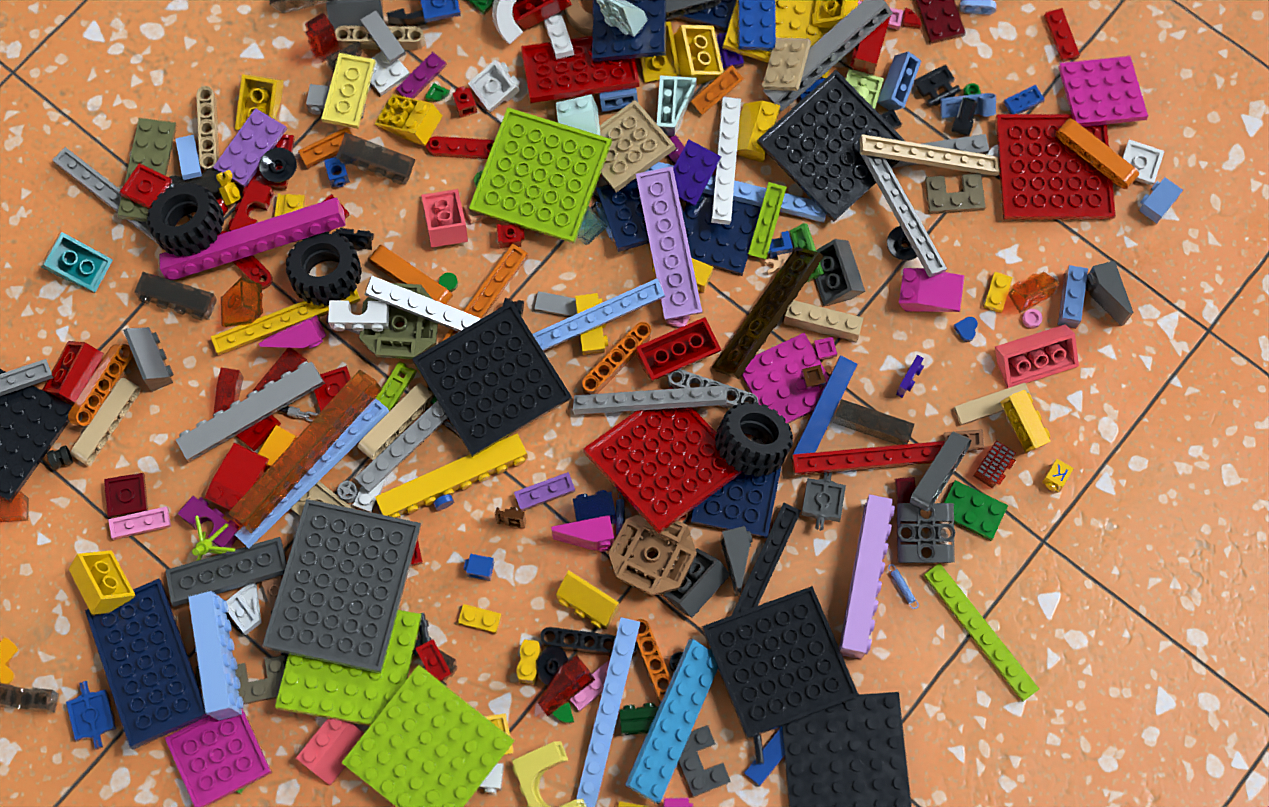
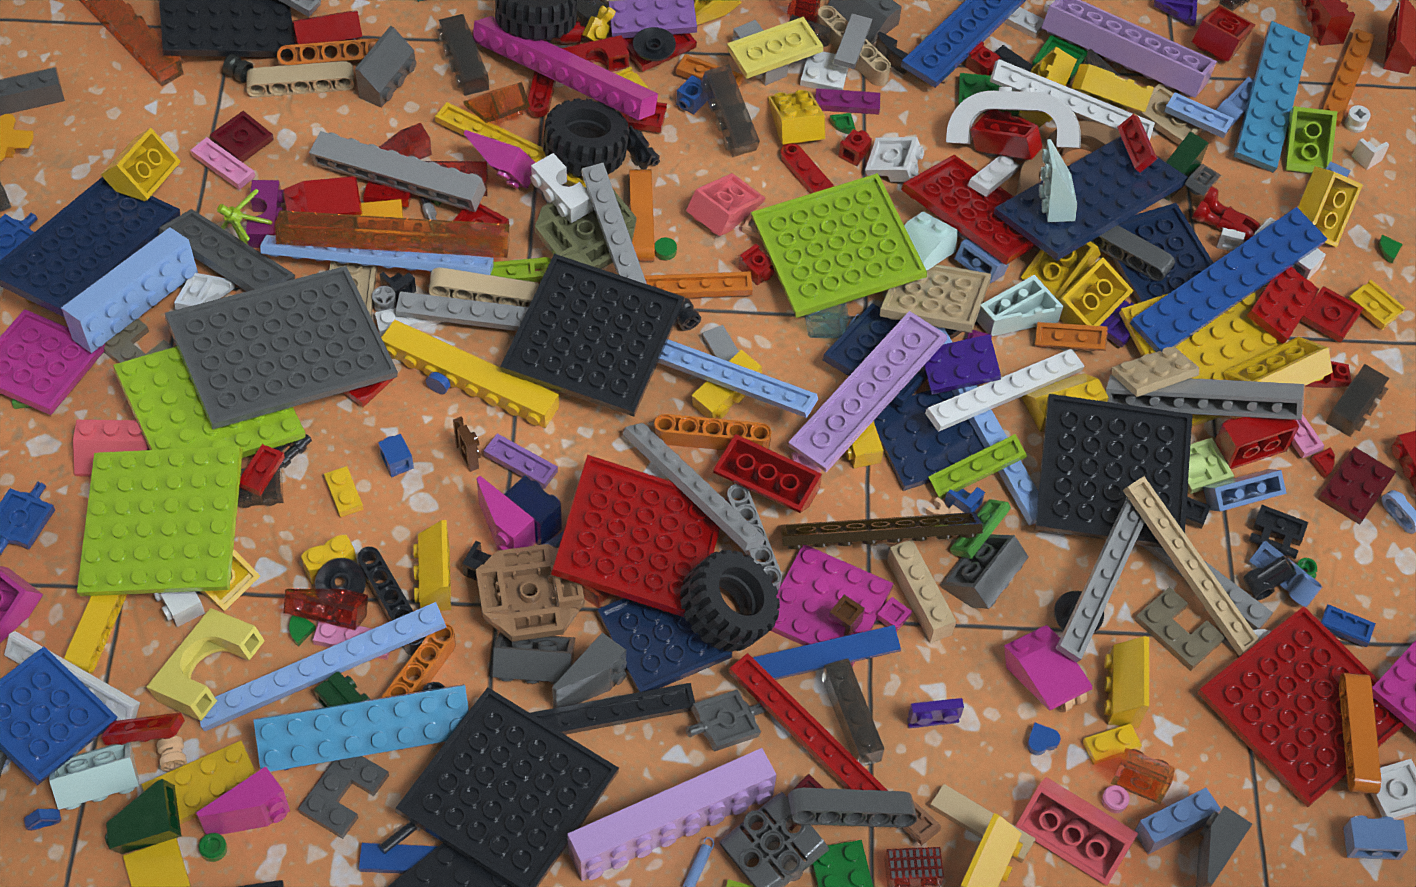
camera: 50 degrees right, 15 degrees down
(341, 473) = (399, 283): none -> black panel
(602, 569) = (473, 560): none -> black panel
(972, 252) = (1127, 682): none -> yellow slope

